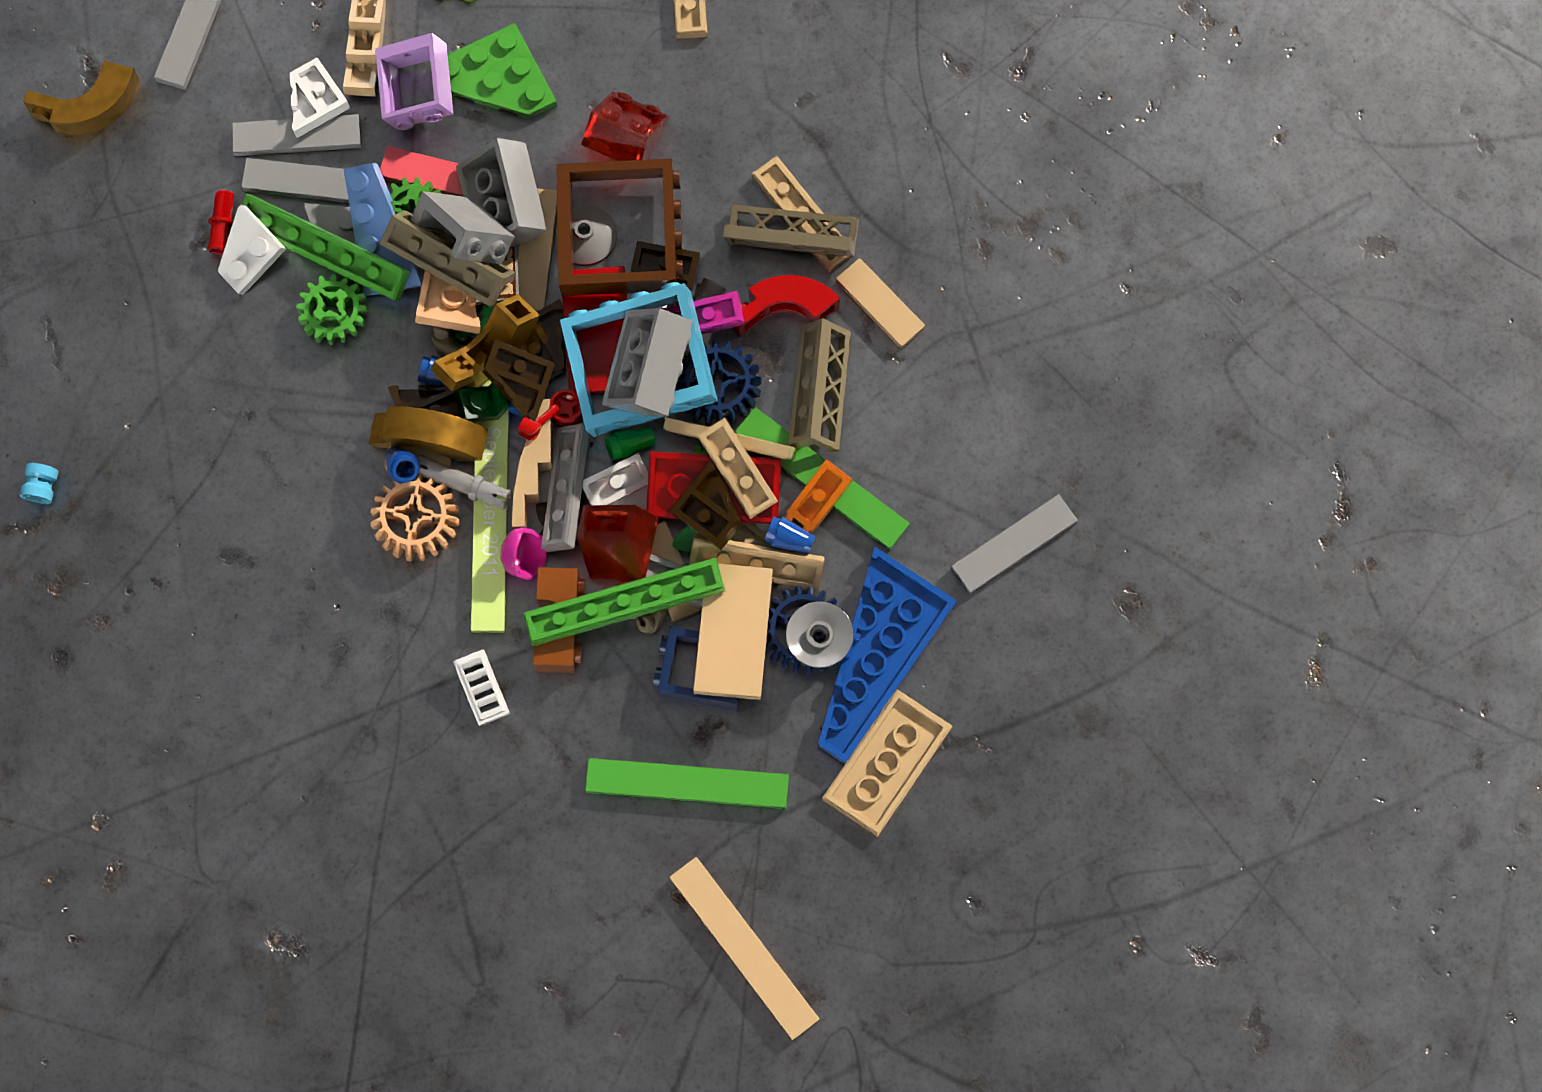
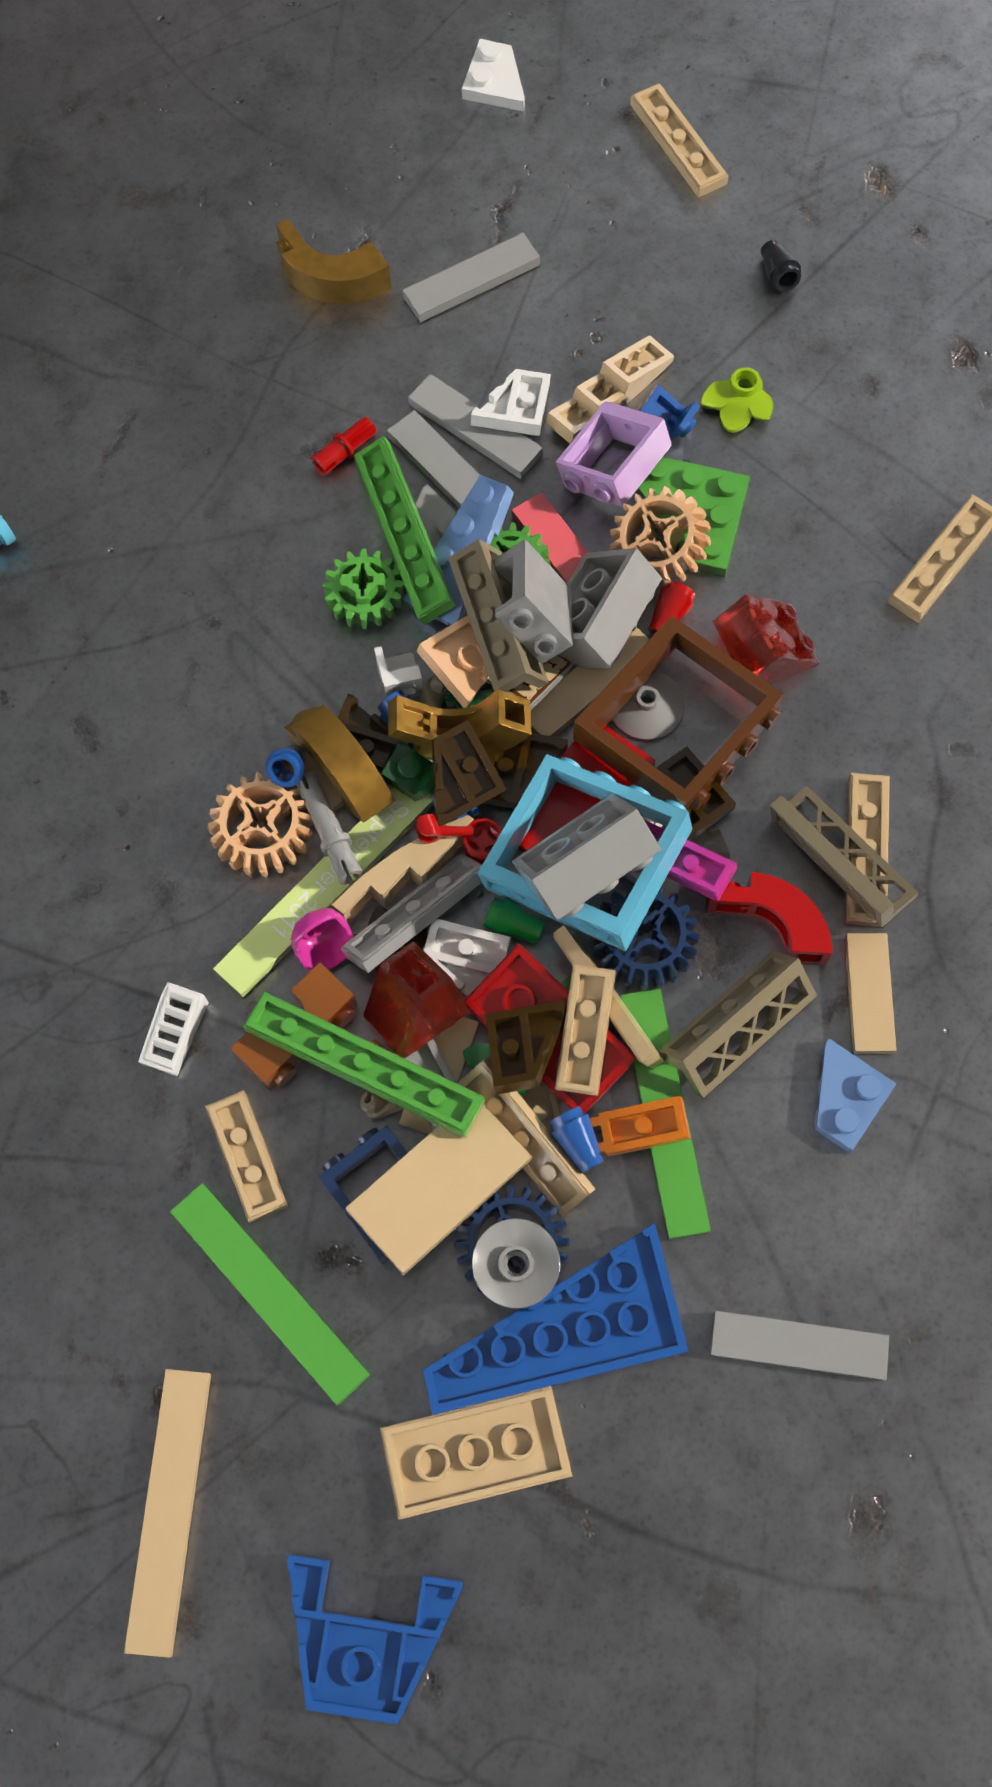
camera: 45 degrees right, 5 degrees down
(248, 251) = (341, 485): white wing -> none
(409, 347) = (399, 673): none -> white panel
(422, 21) = (677, 417): none -> blue bracket
(502, 101) = (689, 520): none -> light nougat gear
(544, 155) = (672, 601): none -> red cone
(599, 720) = (247, 1156): none -> tan tile
(920, 375) = (848, 1096): none -> medium blue wing
(926, 924) = (360, 1662): none -> blue wing

